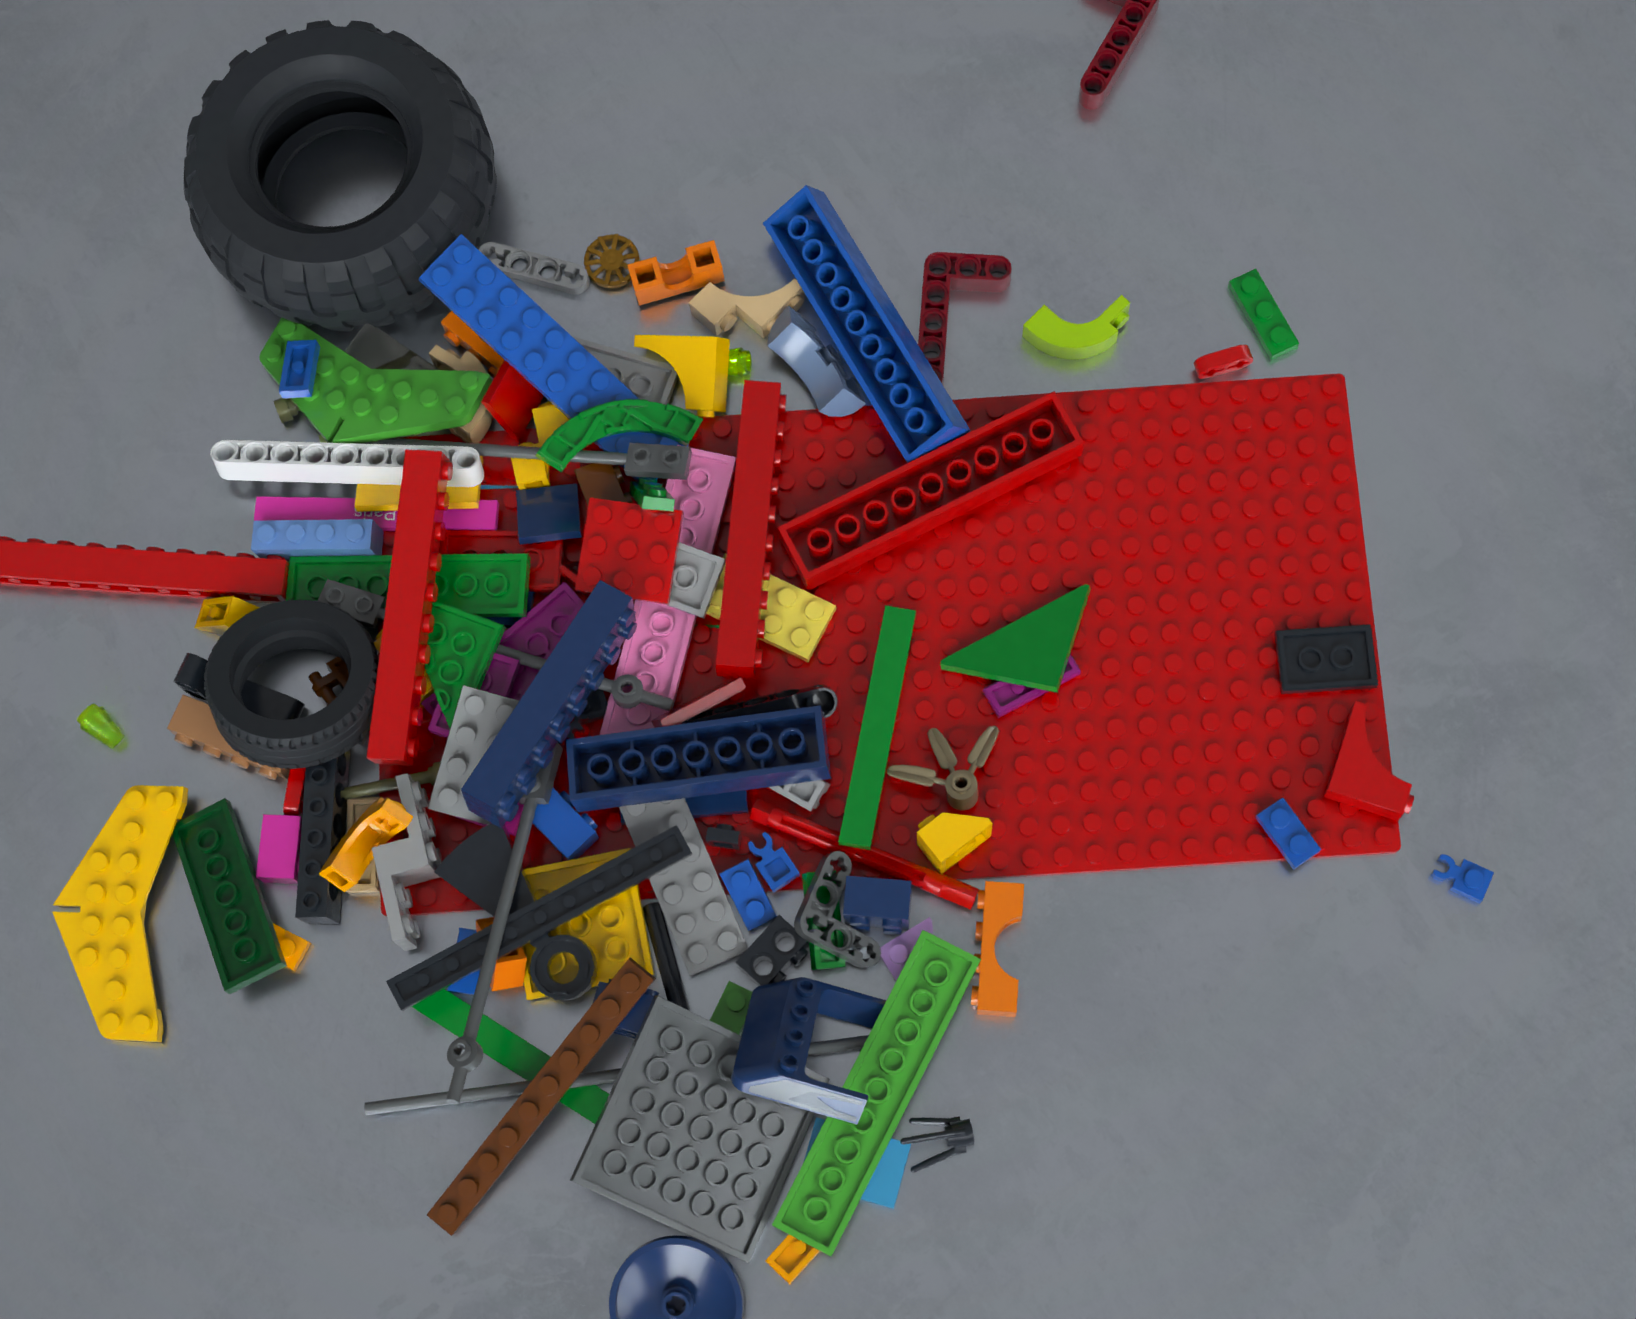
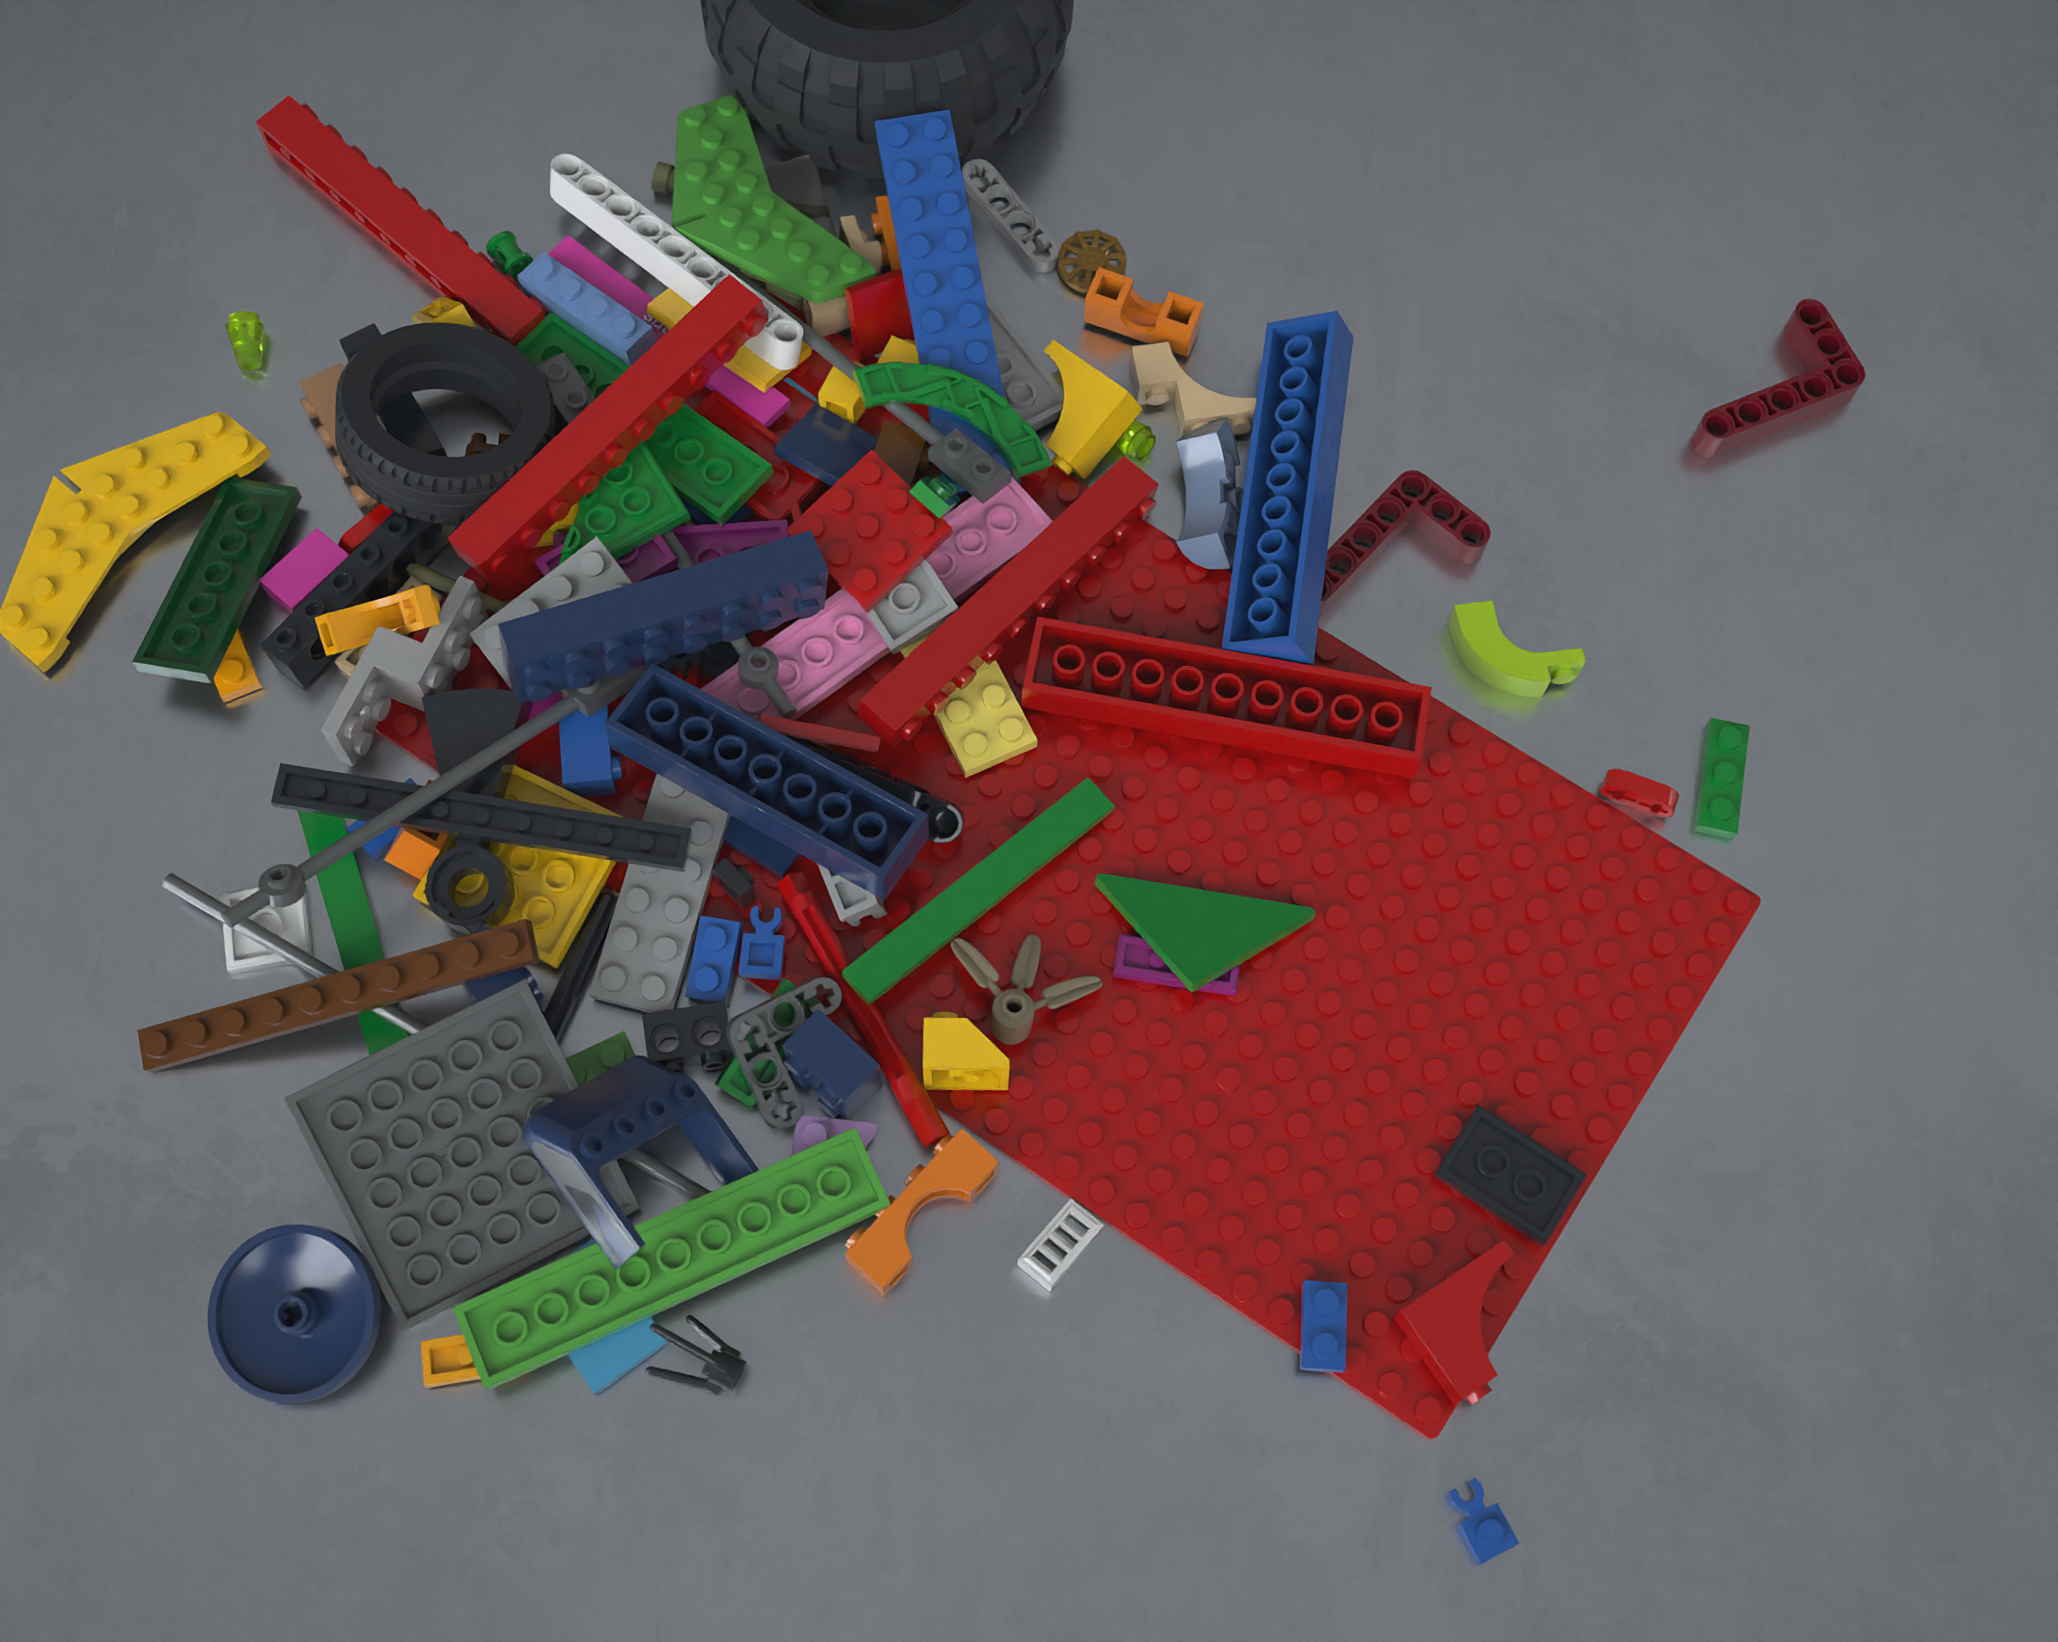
camera: 25 degrees right, 5 degrees down
(227, 538) = (509, 254): none -> green bush
(299, 369) = (702, 141): blue plate -> none
(437, 1078) = (287, 922): none -> white tile
(1095, 930) = (1040, 1272): none -> white slope

